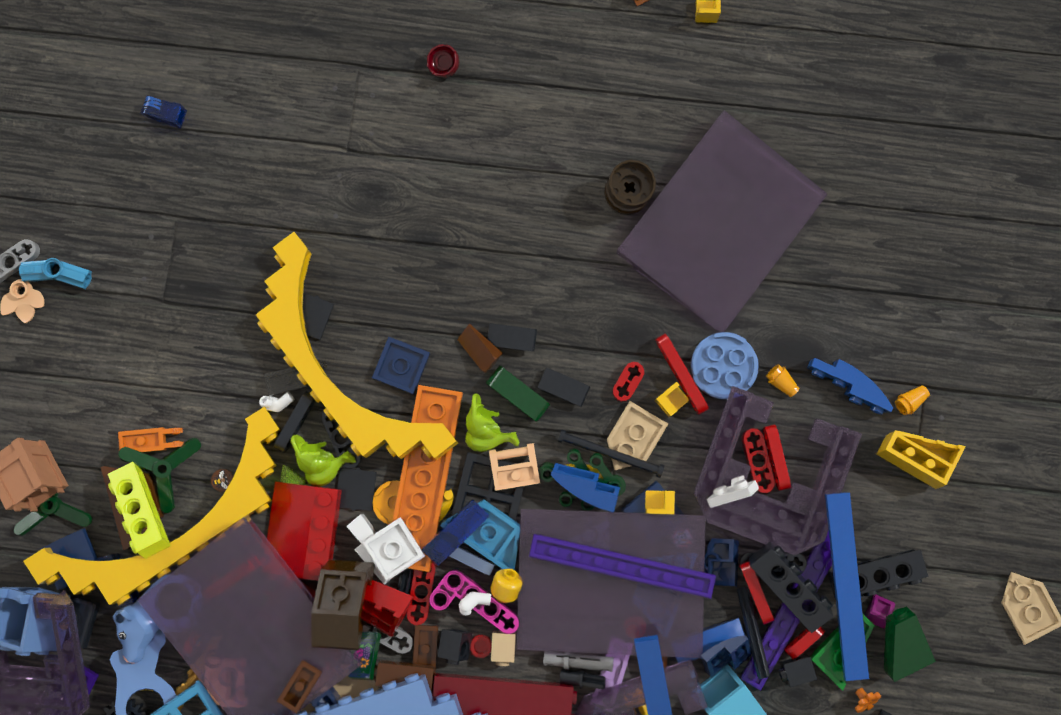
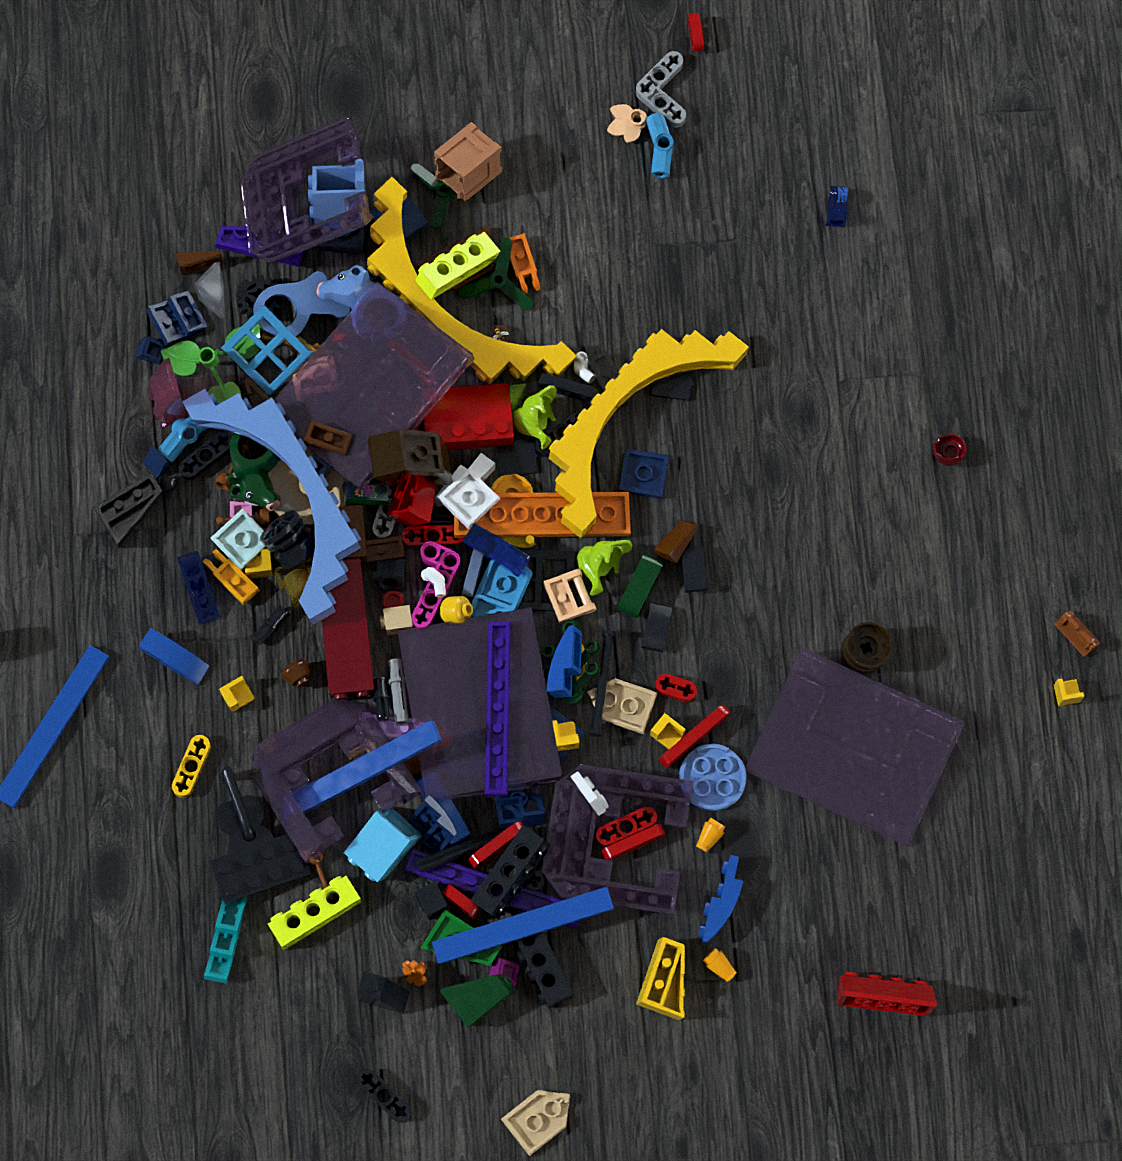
camera: 70 degrees right, 10 degrees down
(977, 247) = (885, 995): none -> red slope

